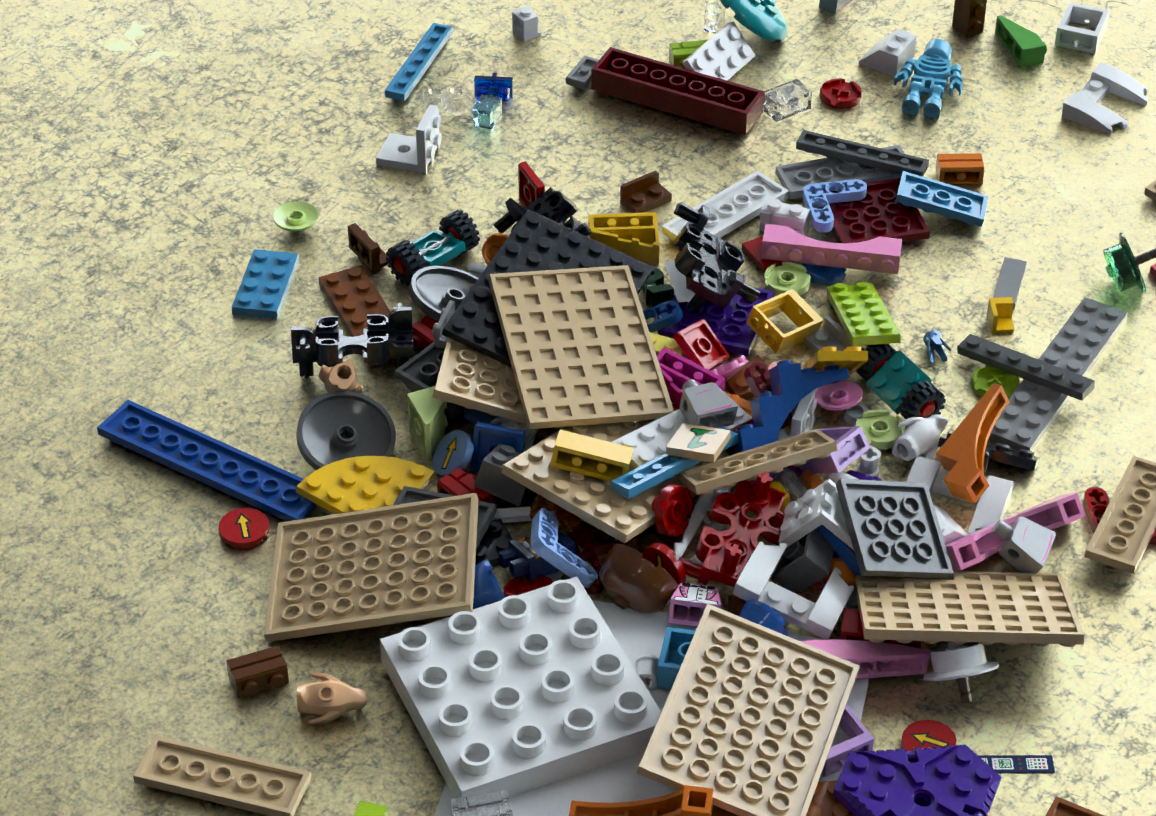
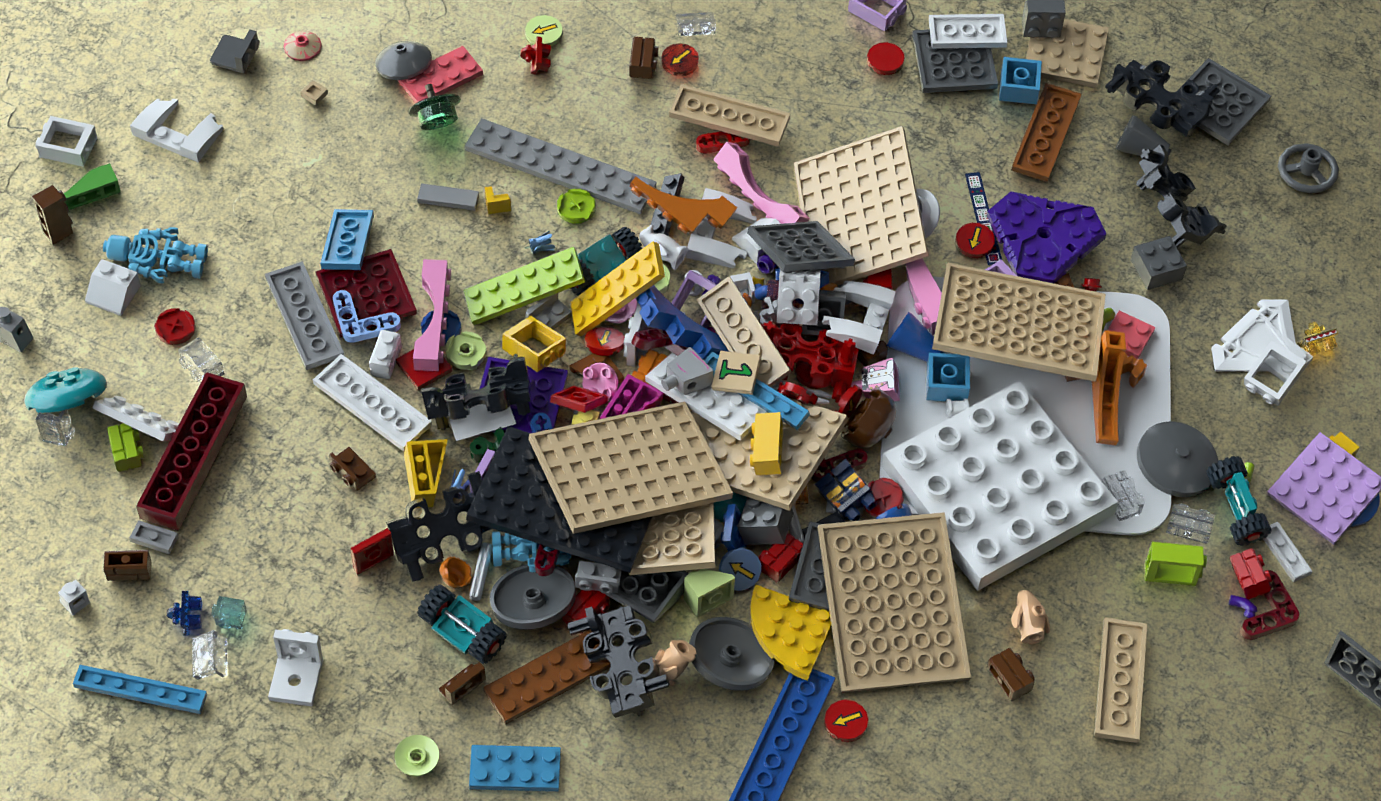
camera: 100 degrees left, 15 degrees up
(544, 543) = (864, 470): light blue beam -> none
(551, 51) = (127, 565): none -> reddish brown brick
(861, 153) = (291, 297): dark grey plate -> none
(960, 168) = (295, 230): orange brick -> none
(1024, 544) = (775, 179): torso -> none
(1026, 367) = (567, 181): dark grey plate -> none

